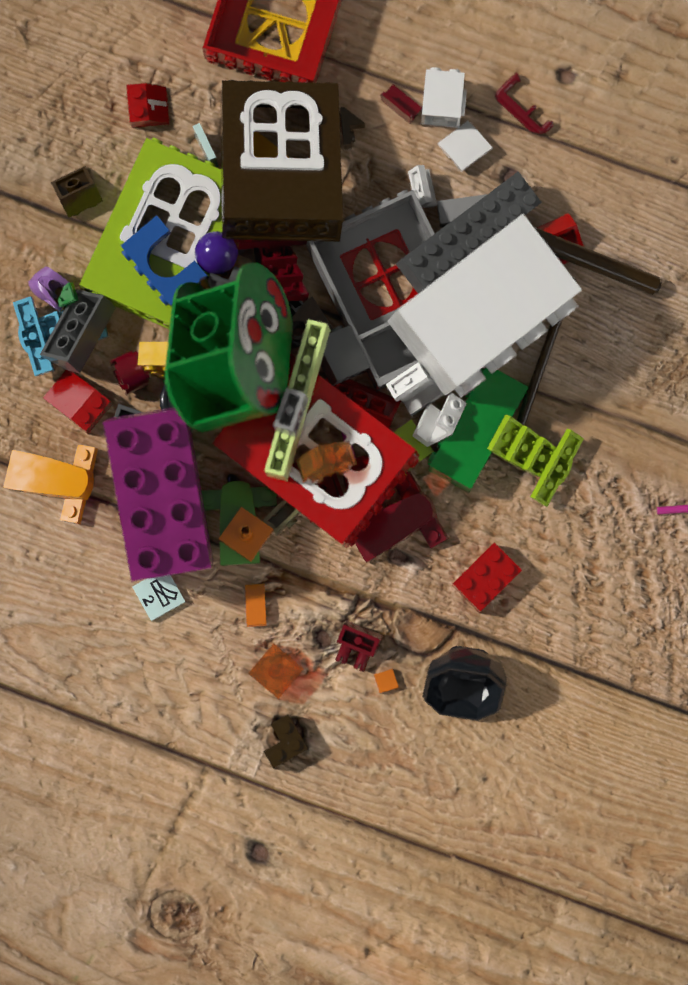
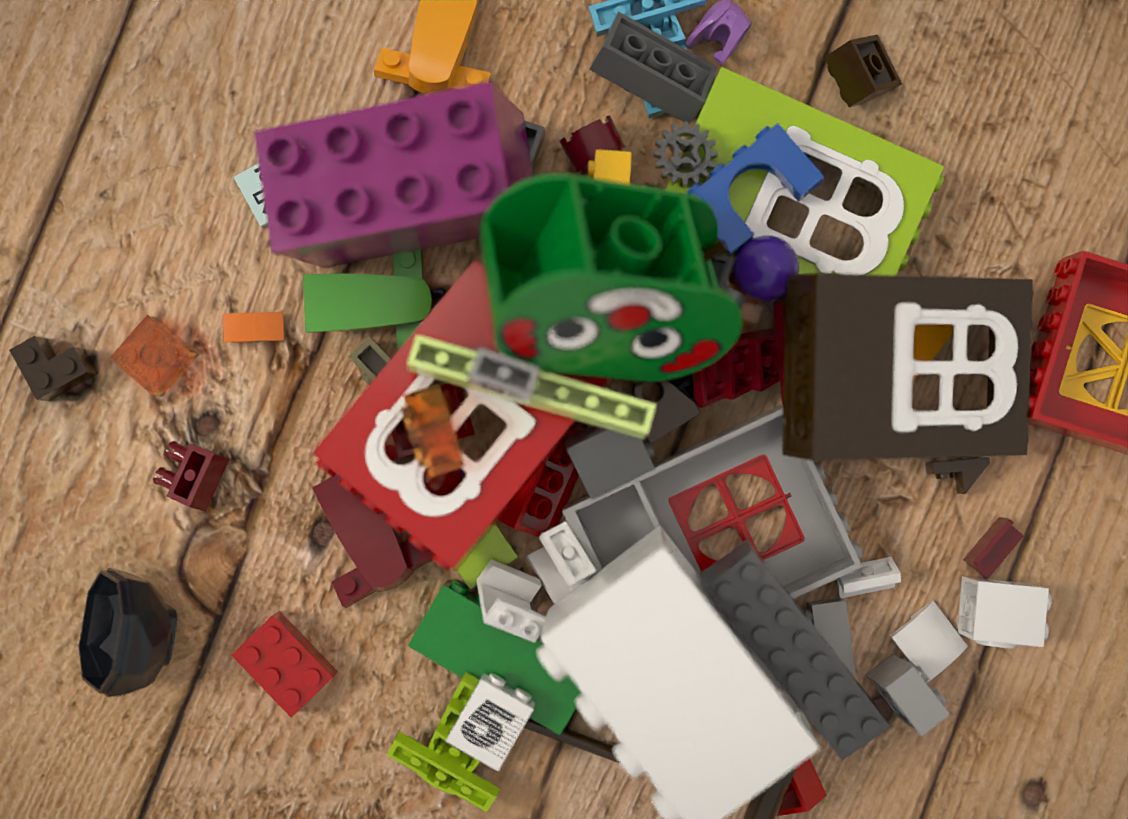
camera: 85 degrees right, 5 degrees up
(67, 295) = (706, 53): green tile -> none
(78, 401) = (552, 73): red slope -> none
(146, 301) = (677, 145): none -> dark grey gear
(147, 105) = (992, 173): red slope -> none
(204, 144) = (933, 256): light aqua tile -> none
(246, 534) = (346, 312): orange tile -> none
(386, 681) = (141, 514): orange tile -> none
(497, 159) = (908, 694): none -> light grey brick
(516, 111) = (982, 719): dark red piece -> none
(518, 429) = (491, 721): none -> white panel

